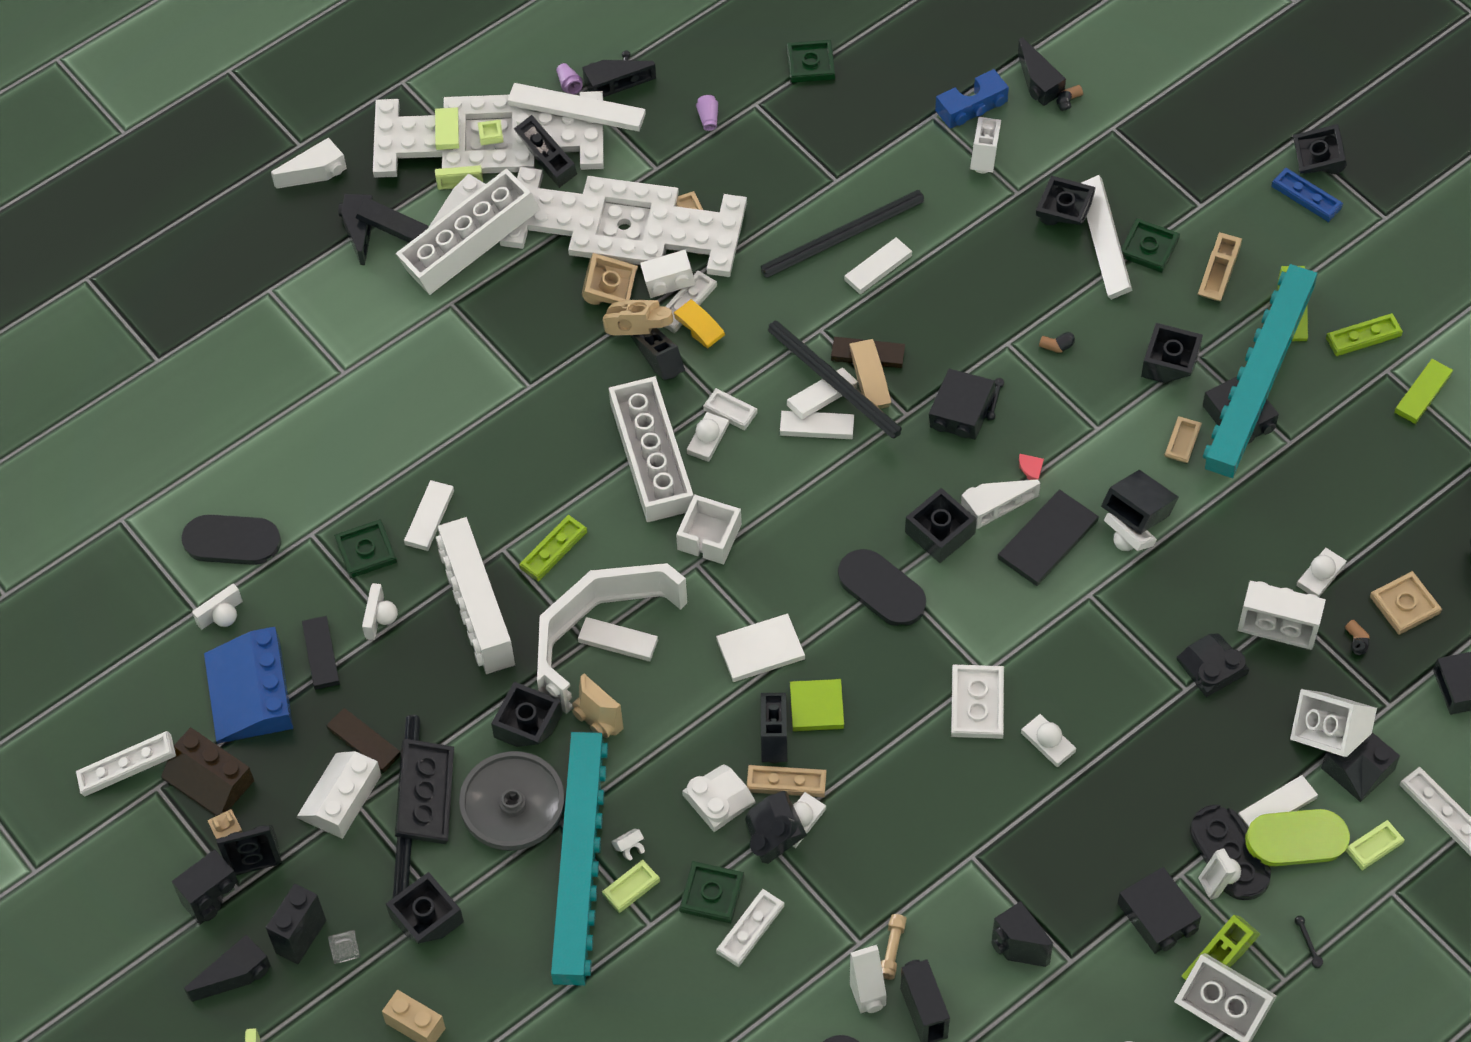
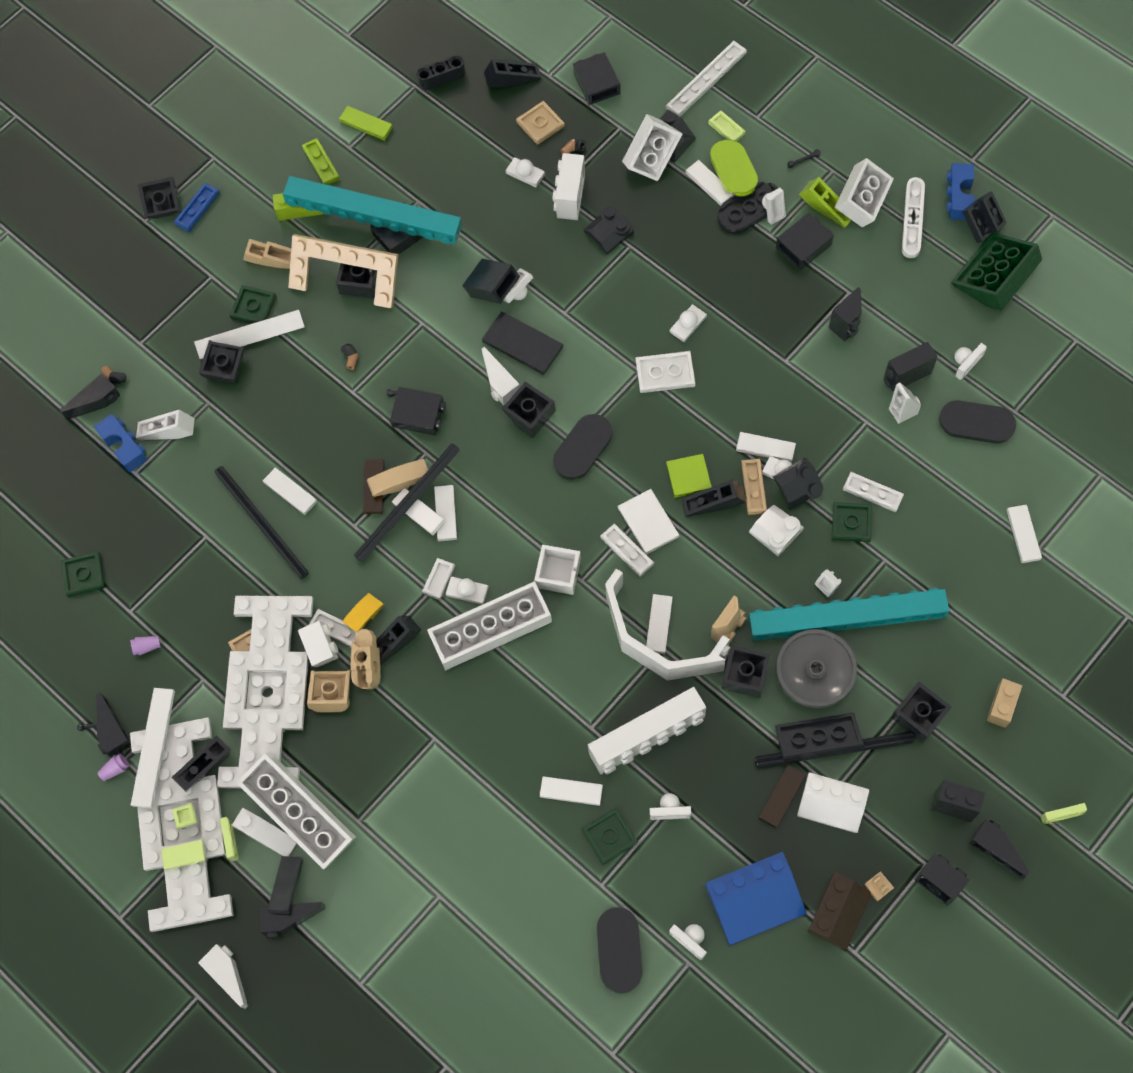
camera: 95 degrees left, 10 degrees up
(125, 763) = (848, 977): white tile -> none
(250, 849) = (900, 854): black slope -> none
(320, 652) = (711, 848): black tile -> none
(344, 946) = (955, 770): clear tile -> none
(553, 548) = (585, 688): lime tile -> none
(631, 886) = (860, 577): yellowish green tile -> none
(726, 618) = (627, 550): none -> white tile
(841, 805) = (765, 446): none -> white tile
(896, 927) = (883, 398): tan bar -> none
(1031, 466) = (463, 360): coral tile -> none
(1183, 439) = (426, 265): tan tile -> none
(1205, 293) = (384, 262): none -> tan plate

